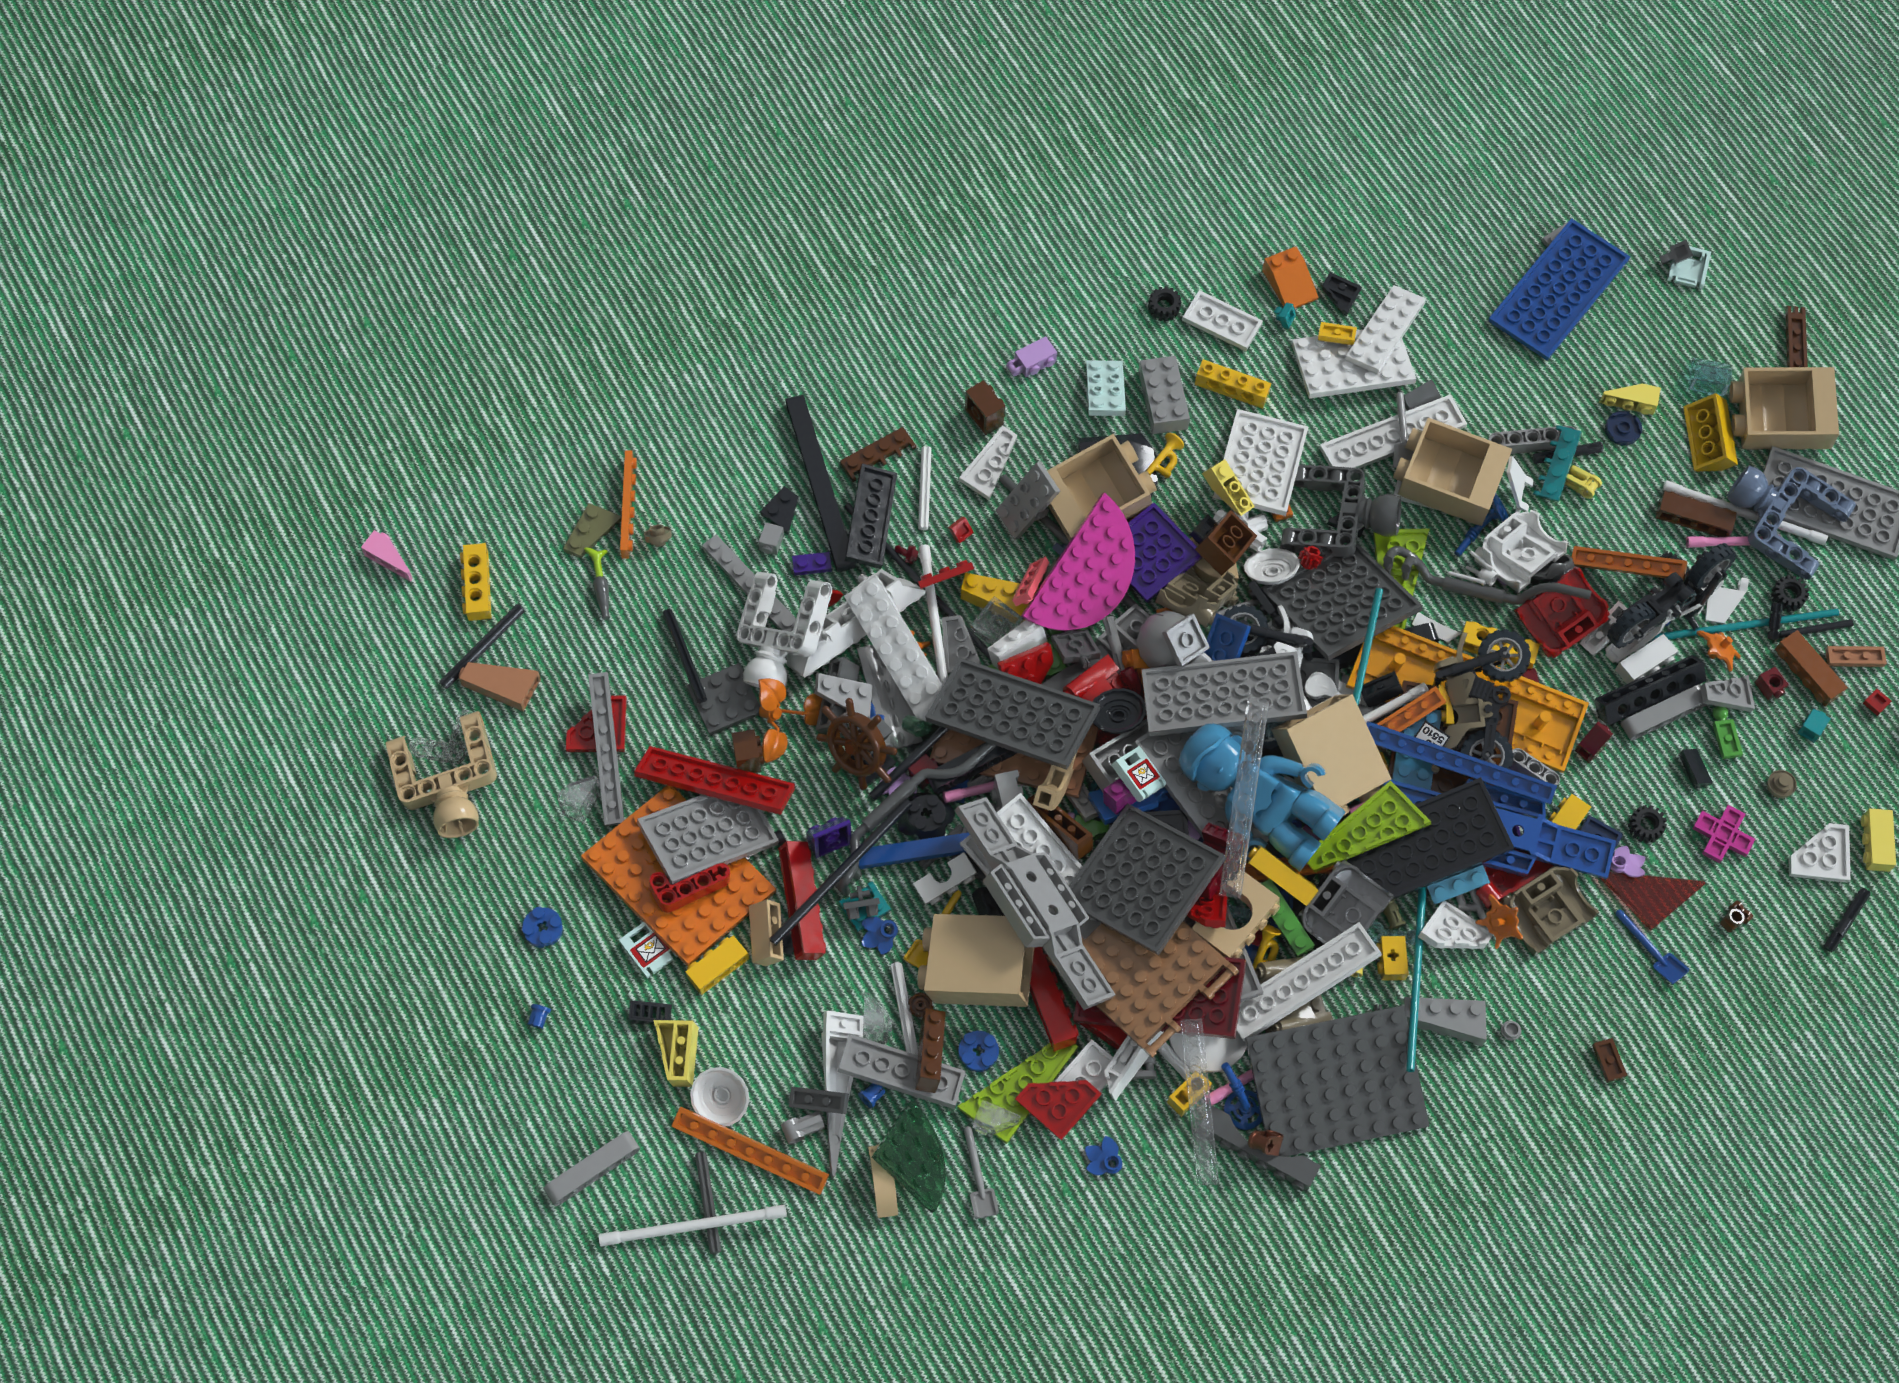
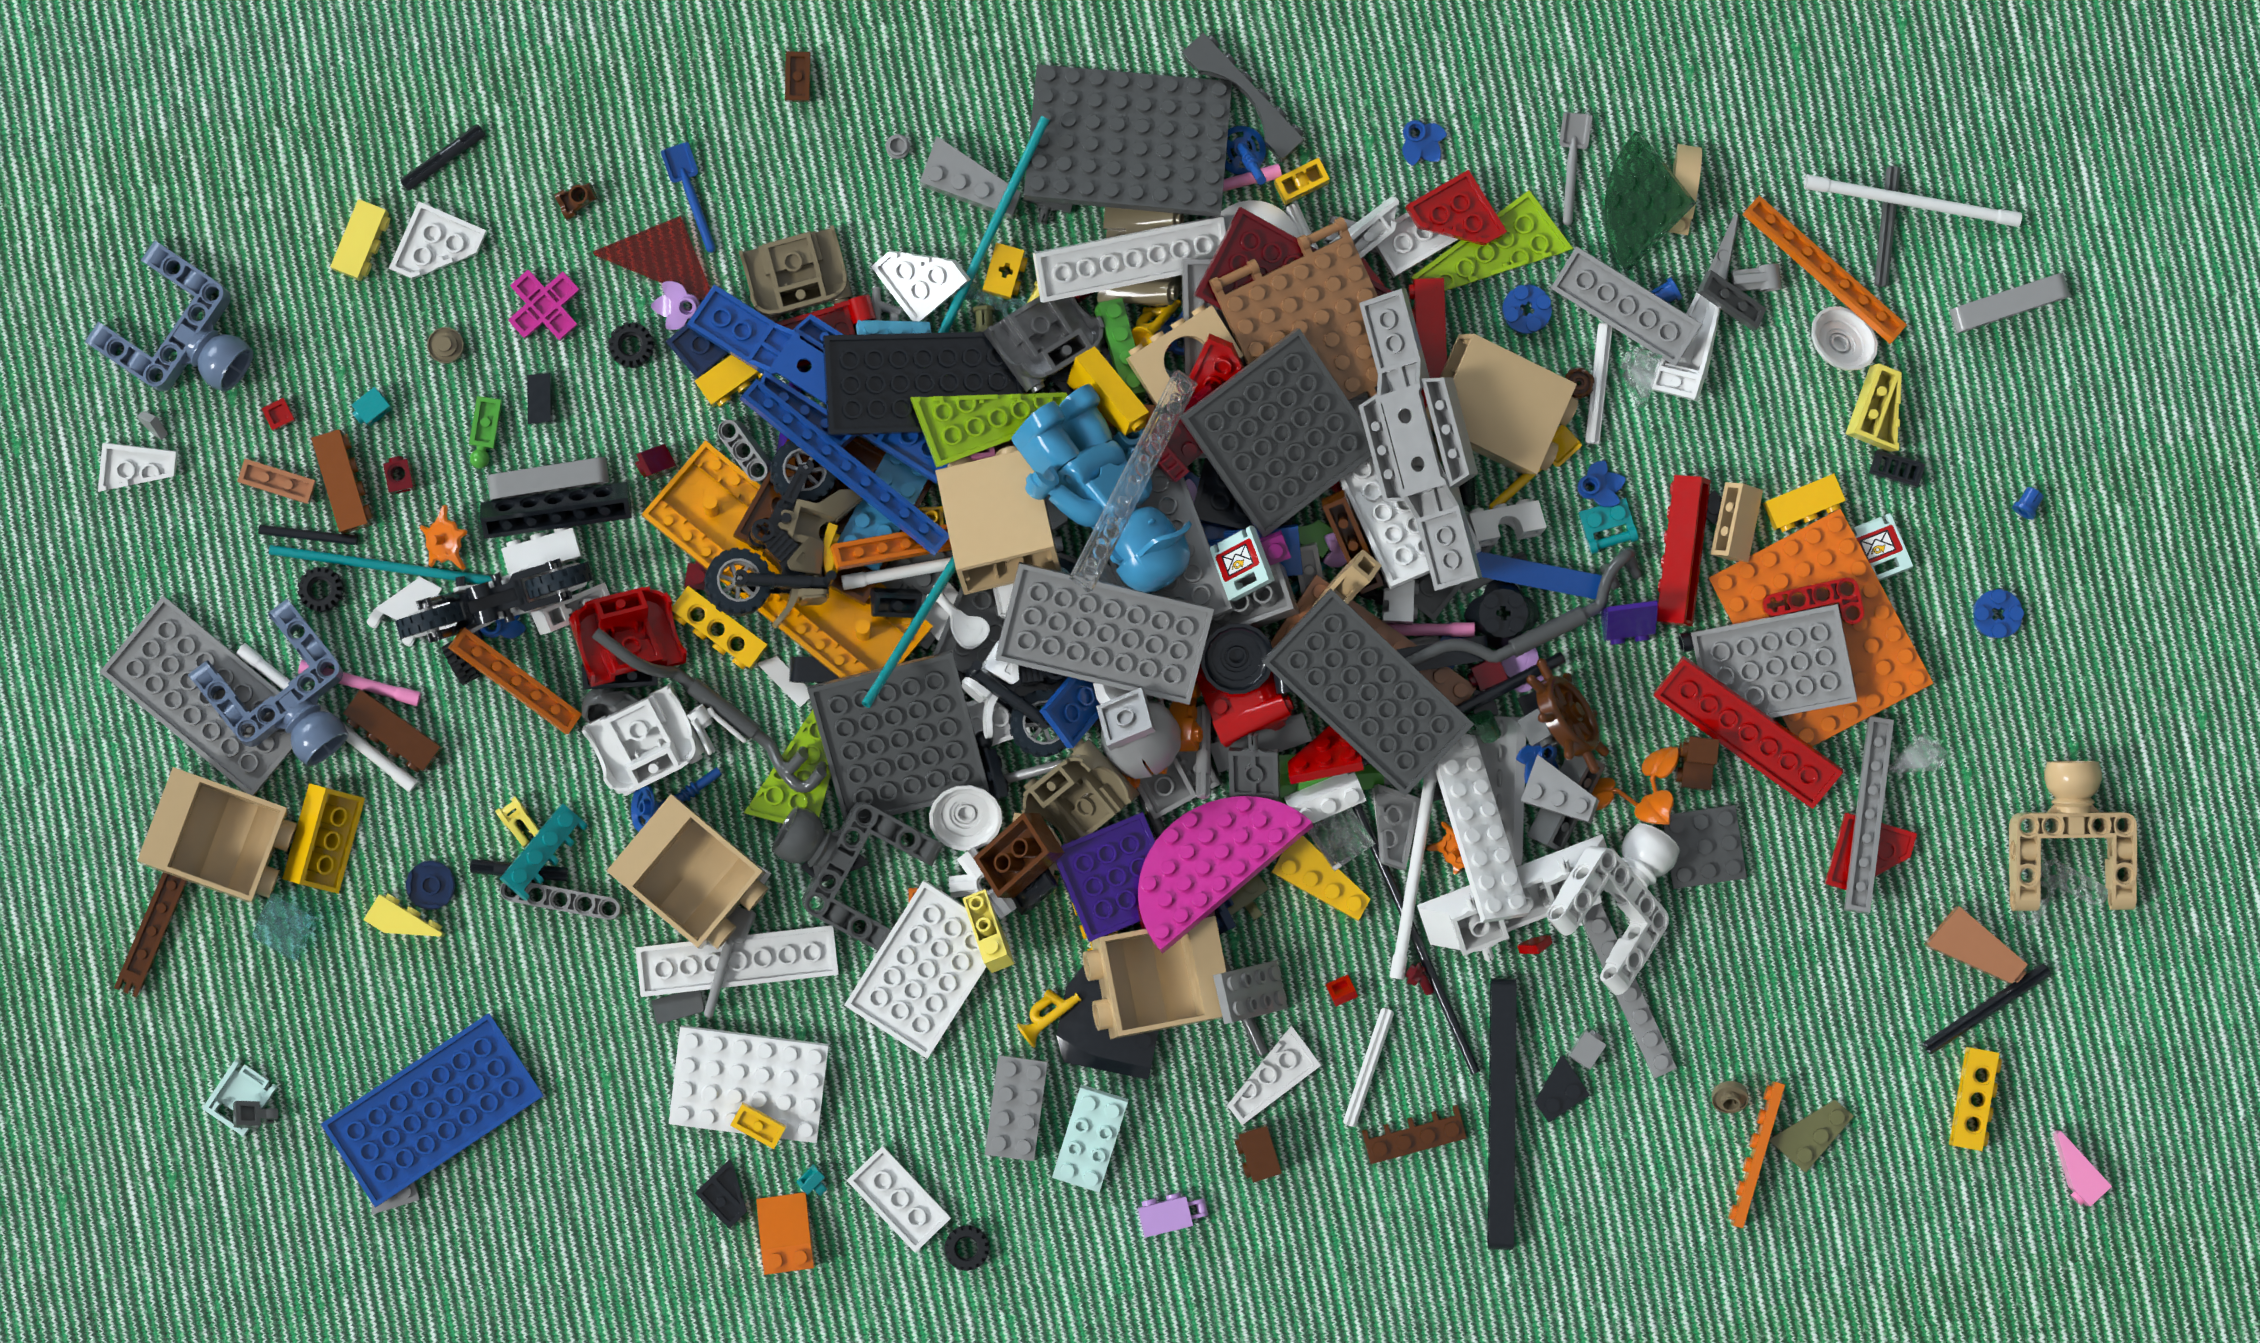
camera: 165 degrees left, 20 degrees up
(600, 583) = (1818, 1052): dark grey piece -> none
(684, 656) = (1739, 916): black axle -> none
(811, 563) = (1543, 1002): dark purple plate -> none
(837, 875) = (1630, 561): black piece -> none
(852, 907) = (1615, 523): dark grey hips -> none
(871, 516) = (1452, 1040): black plate -> none
(930, 1050) = (1587, 316): reddish brown brick -> none
(945, 573) = (1376, 919): red plate -> none
(994, 1119) = (1538, 215): clear slope -> none
(1030, 581) = (1283, 875): coral plate -> none
(1131, 679) = (1201, 706): dark red cone -> none
(1199, 1102) = (1299, 159): clear plate -> none
(1232, 384) = (920, 1097): yellow brick -> none
(1267, 1141) = (1236, 92): copper piece -> none
(1310, 557) = (915, 810): red gear -> none
(1385, 329) = (690, 1115): white plate -> none
(1432, 734) = (863, 515): sticker -> none
(1501, 921) = (862, 269): orange piece -> none
(1517, 482) = (611, 837): white flag -> none
(1731, 693) = (459, 477): light grey wing -> none
(1775, 621) = (358, 556): black axle -> none

